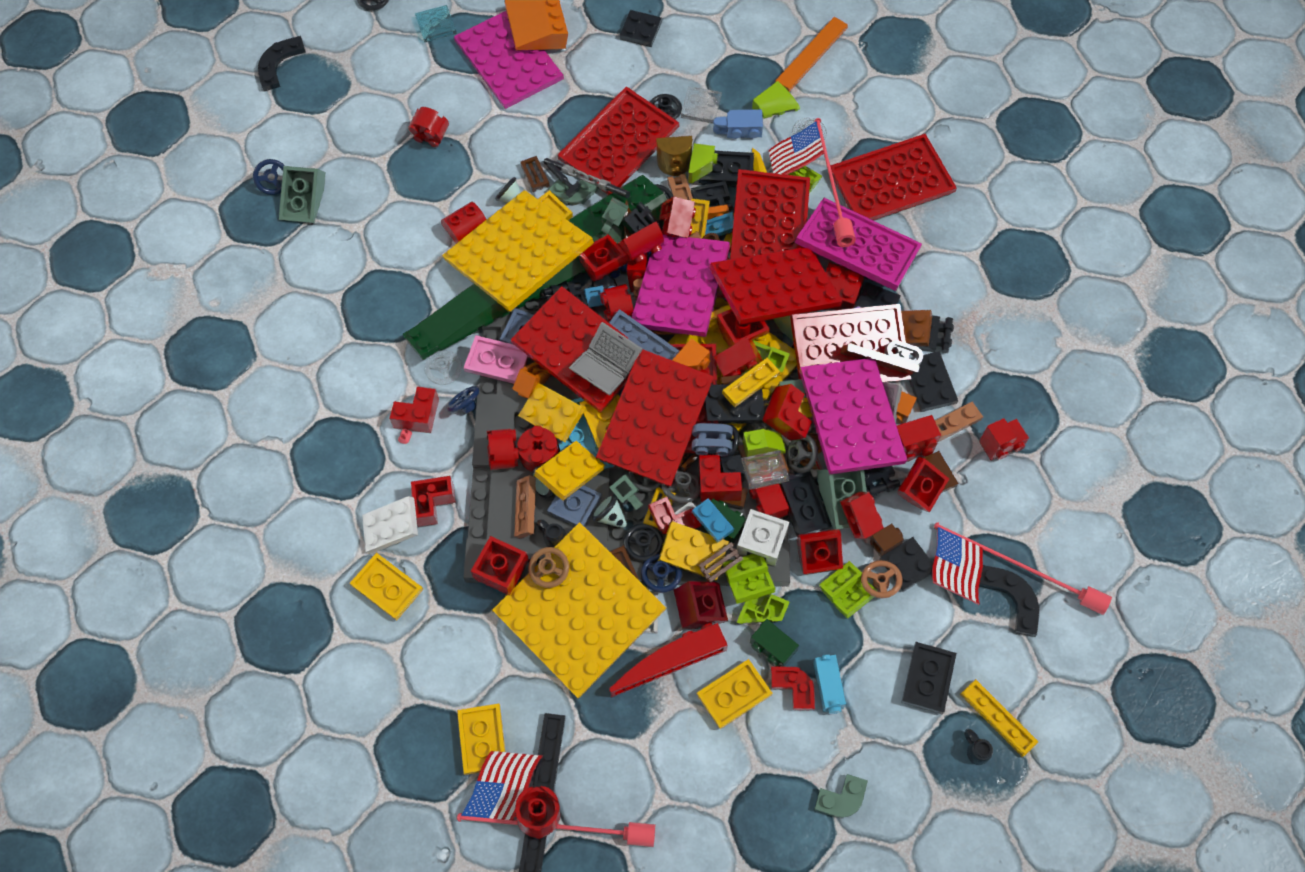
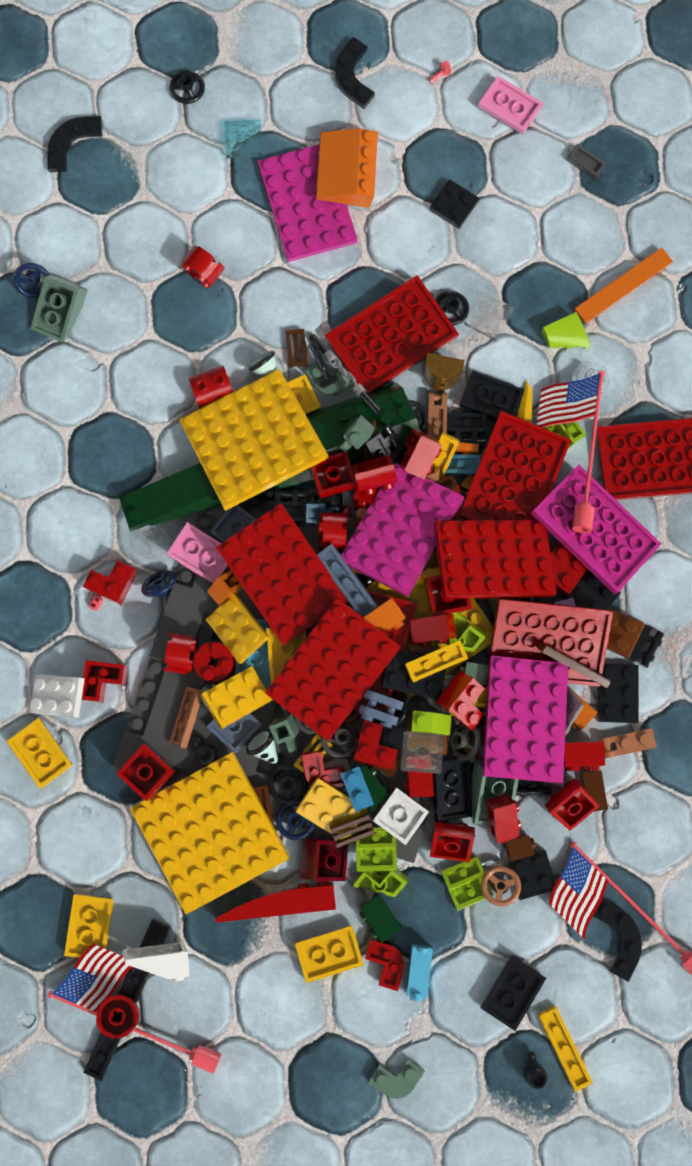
camera: 15 degrees right, 15 degrees up
(548, 560) = (195, 793): medium nougat piece -> none
(567, 743) = (162, 960): none -> white slope
(607, 359) = (300, 600): light grey piece -> none
(701, 161) = (467, 387): lime slope -> none
(740, 124) = (522, 351): medium blue hinge -> none
(903, 350) = (598, 663): plate -> none
(1002, 438) = (668, 779): red brick -> none

